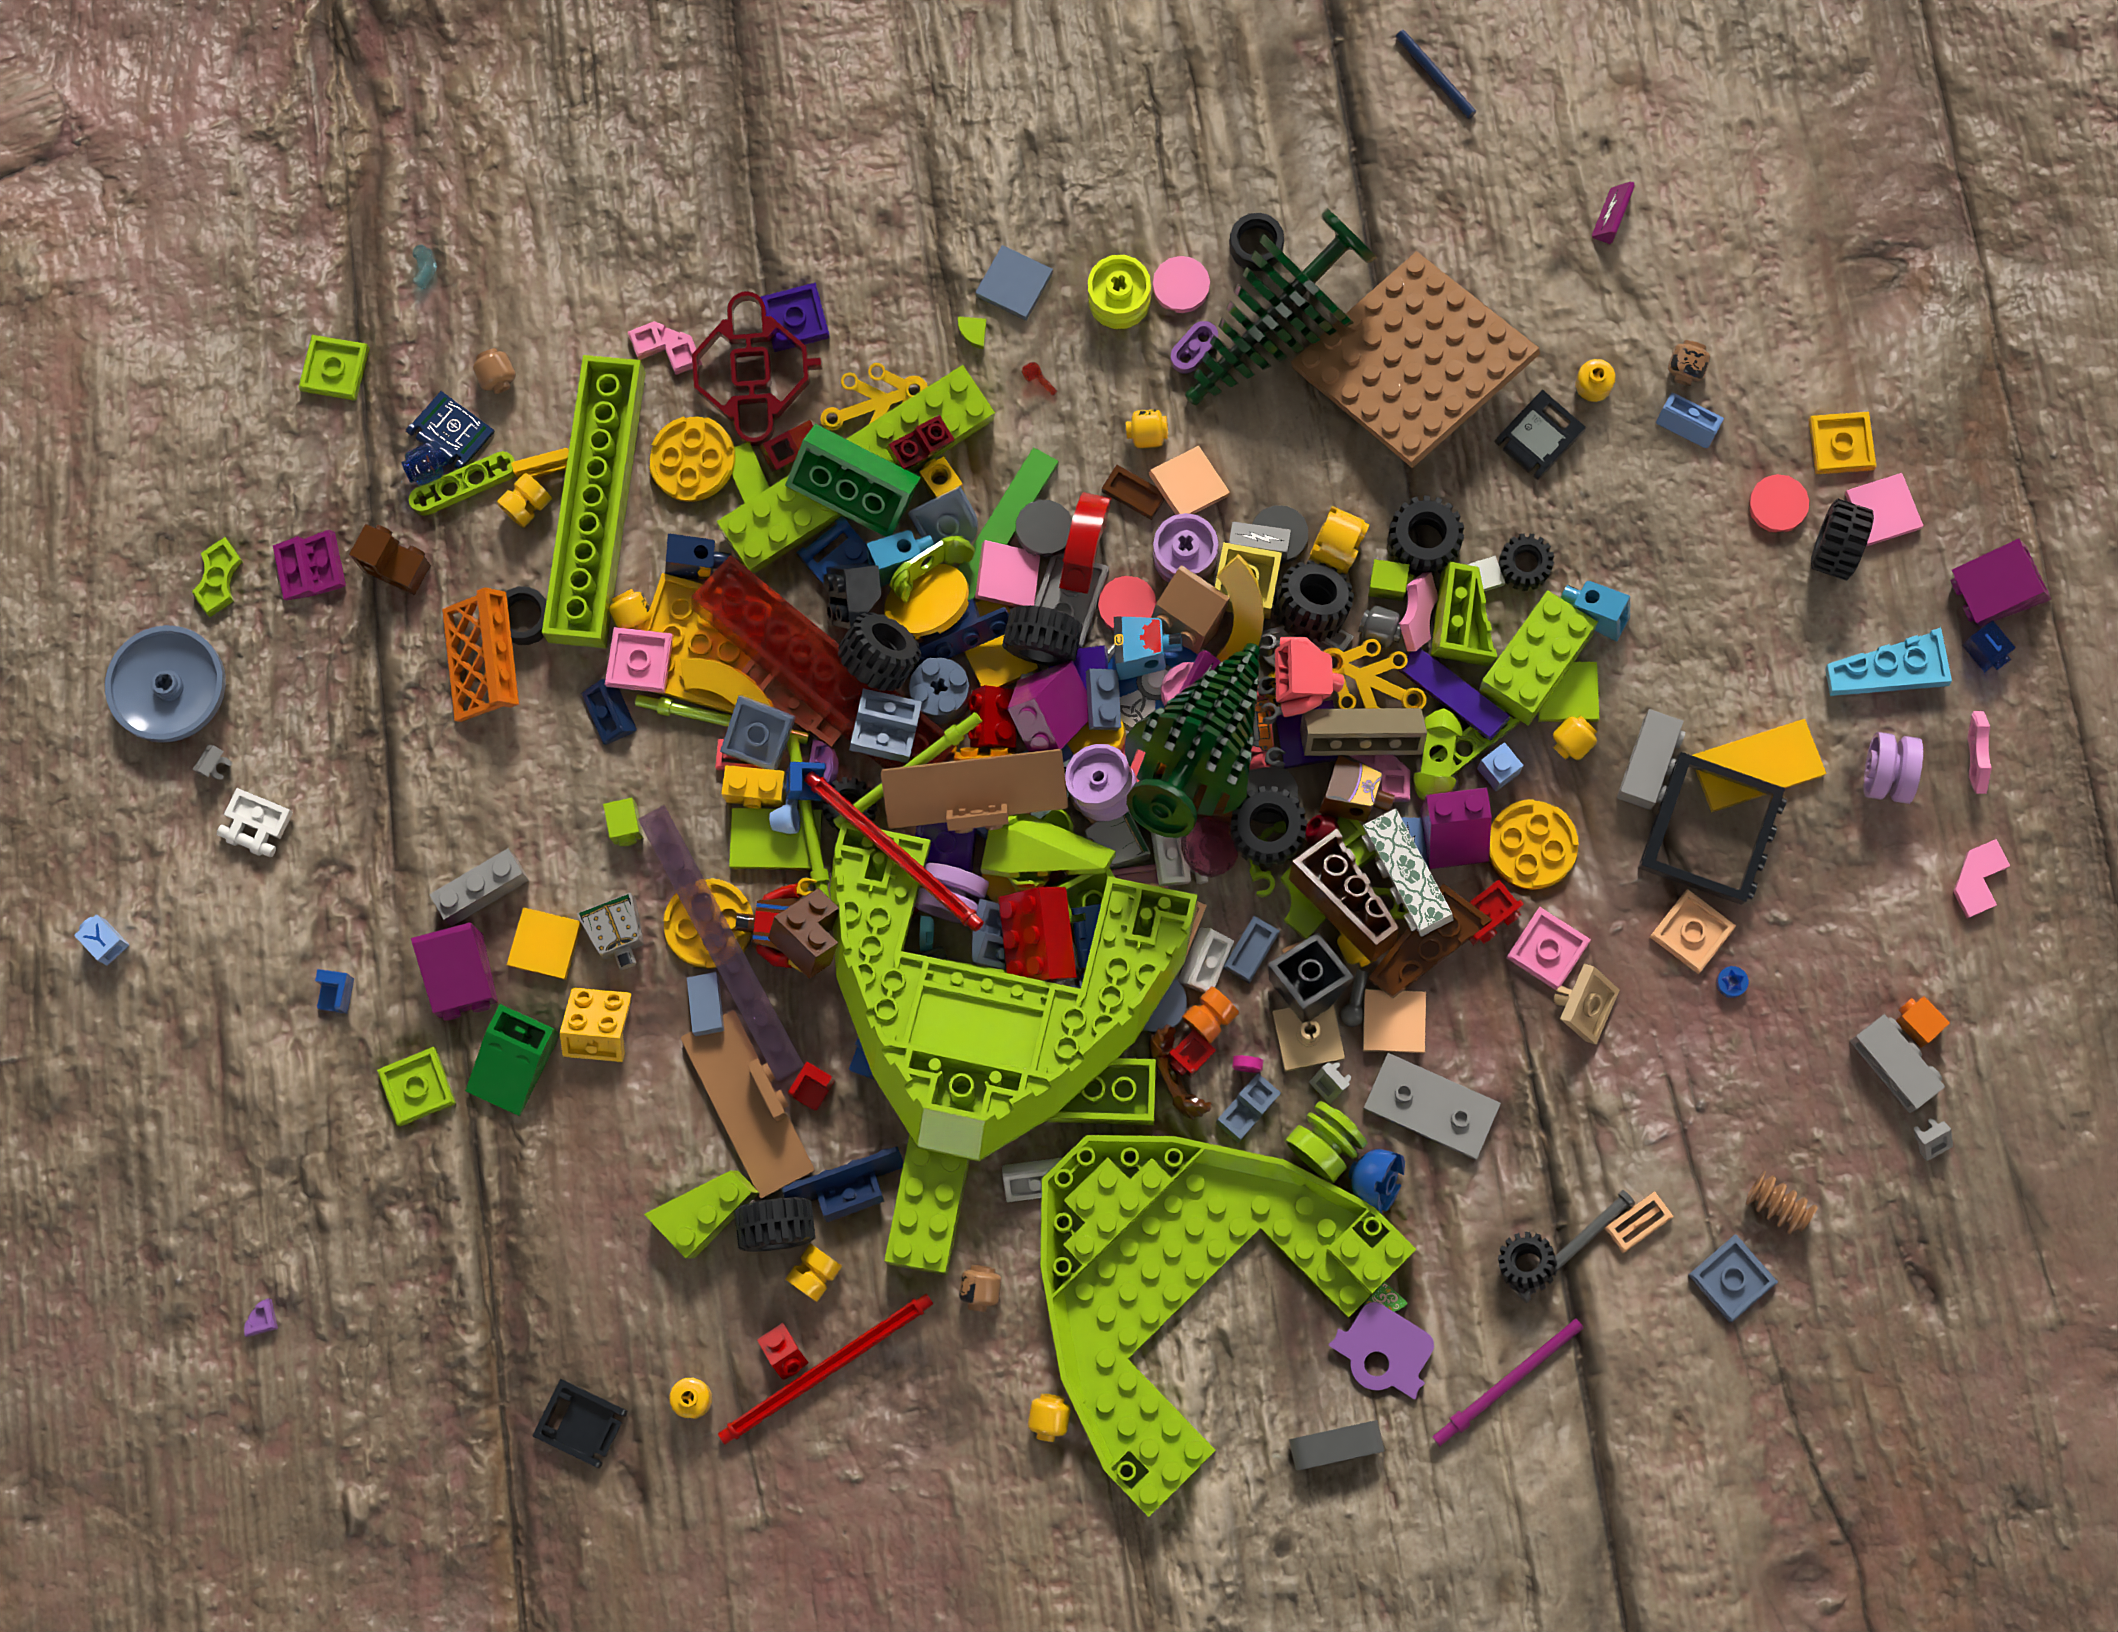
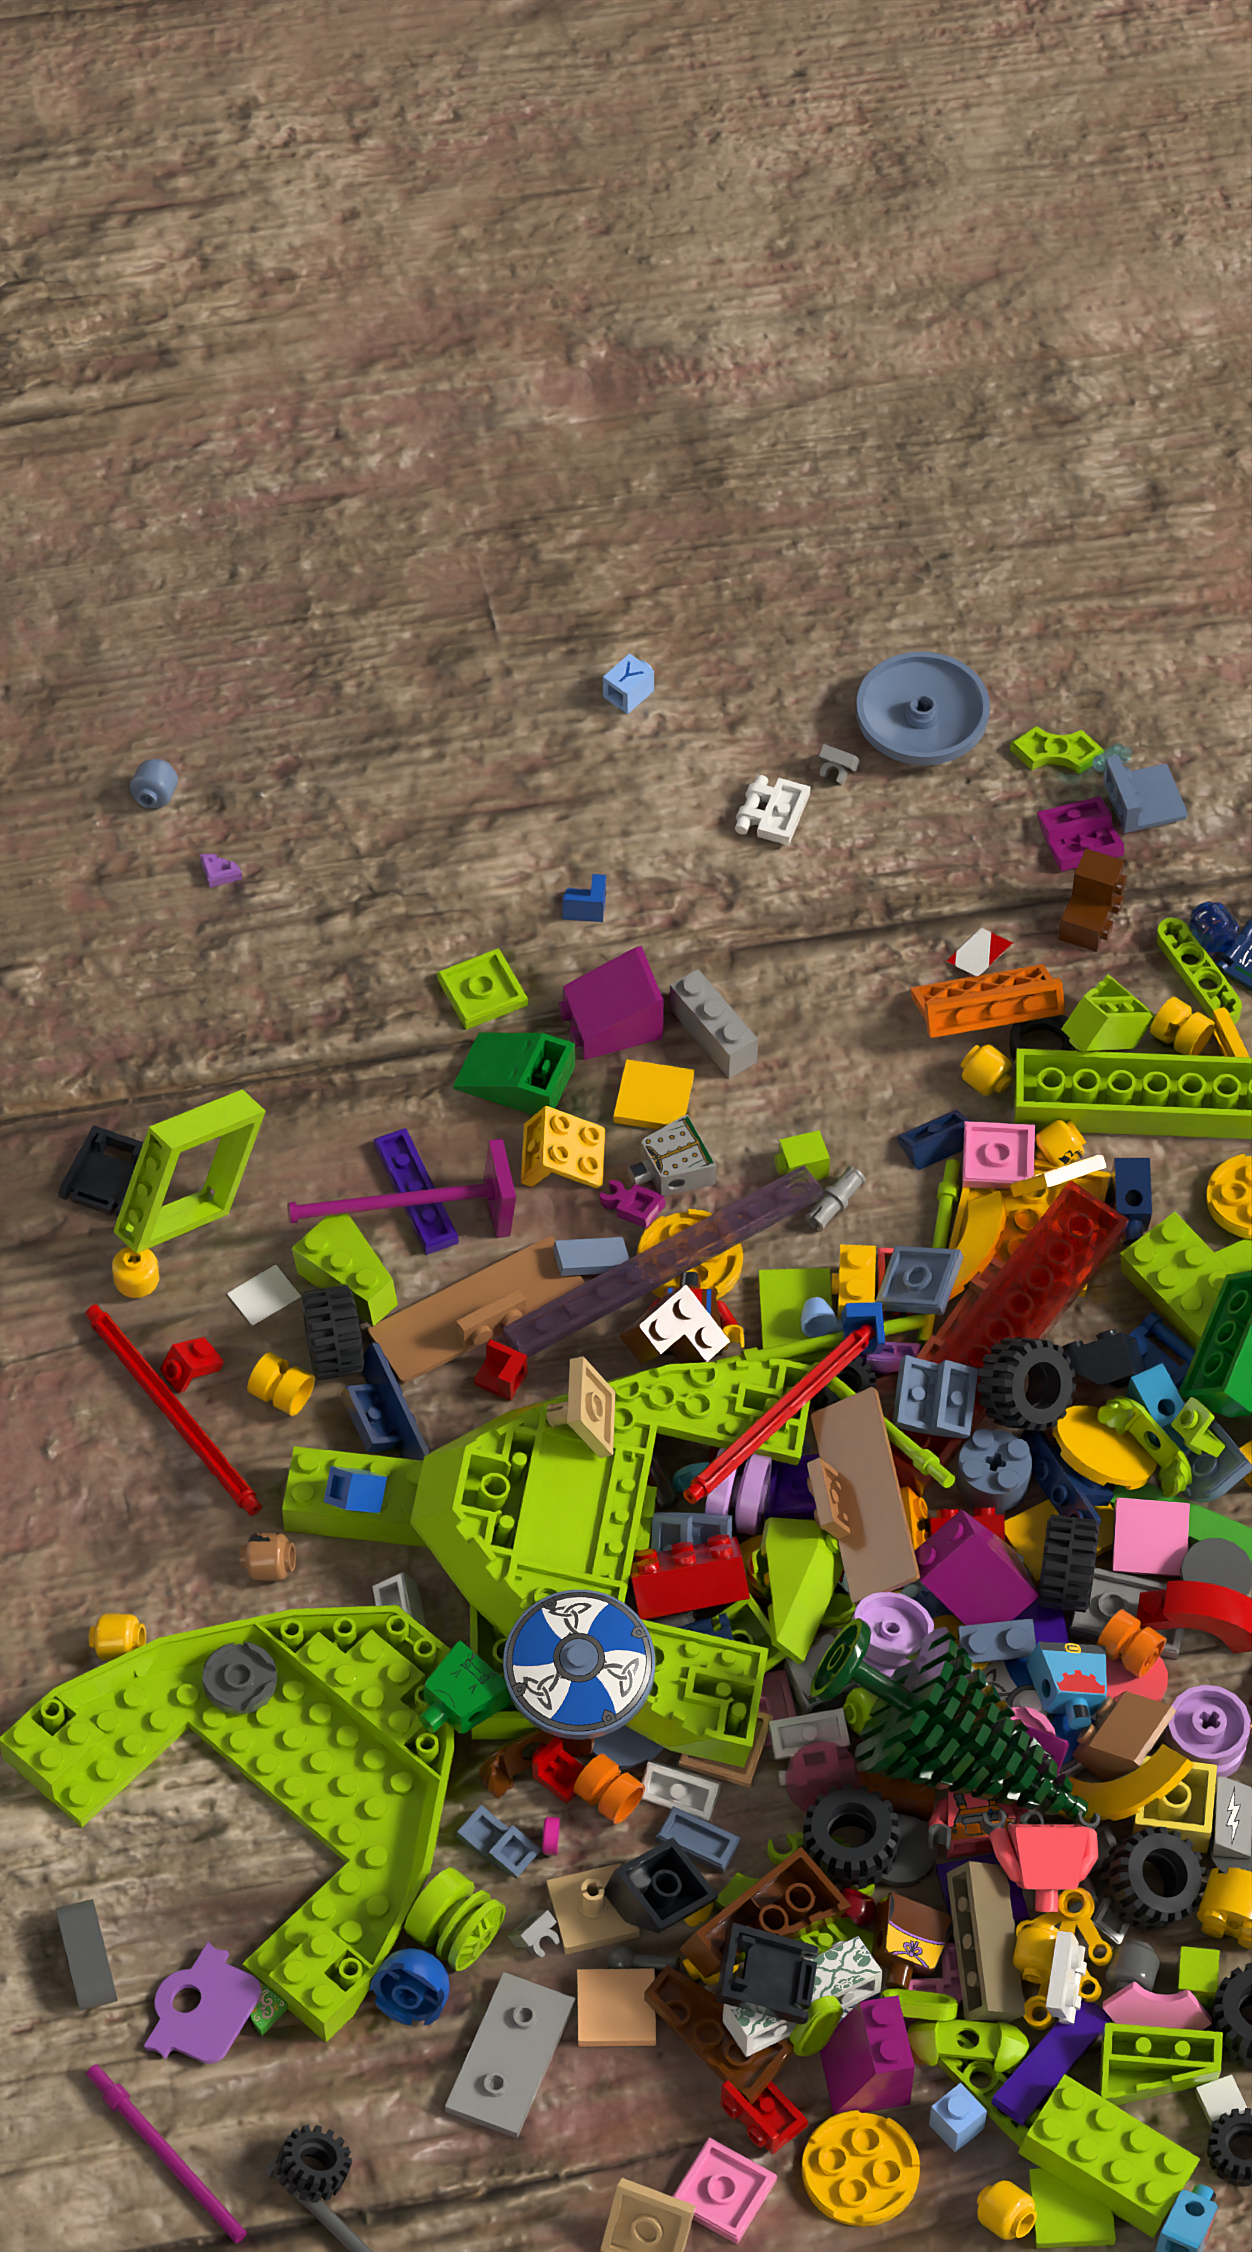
camera: 80 degrees right, 20 degrees down
(162, 1377) = (153, 783): none -> sand blue head
(235, 536) = (1117, 748): none -> clear light blue arm
(278, 508) = (1142, 796): none -> sand blue bracket
(423, 660) = (979, 952): none -> white sticker
(513, 559) = (1108, 1019): none -> lime wedge
(549, 663) = (986, 1070): none -> yellow head
(618, 1342) = (141, 1218): none -> lime window
(621, 1152) = (407, 1175): none -> dark purple tile
(637, 1079) = (497, 1190): none -> magenta tile
(656, 964) = (636, 1206): none -> magenta plate
(663, 796) = (835, 1198): none -> light grey pin
(677, 609) = (1057, 1175): none -> tile
(714, 1287) = (264, 1295): none -> white sticker
(898, 1003) = (588, 1408): none -> tan tile
(926, 523) = (1193, 1426): none -> lime bracket
(939, 1207) = (355, 1489): none -> blue panel
(1096, 1313) = (239, 1678): none -> dark grey tile
(1105, 601) = (1134, 1645): none -> orange wheel
(1129, 1024) = (579, 1664): none -> dish
(1137, 1124) = (462, 1692): none -> green torso
(1375, 691) = (1035, 1952): none -> yellow head
(1391, 667) = (1065, 1978): none -> white plate
(1409, 890) = (772, 1976): none -> black container
(1410, 787) = (925, 2004): none -> lime tile
(1432, 862) = (822, 2021): none -> lime tile

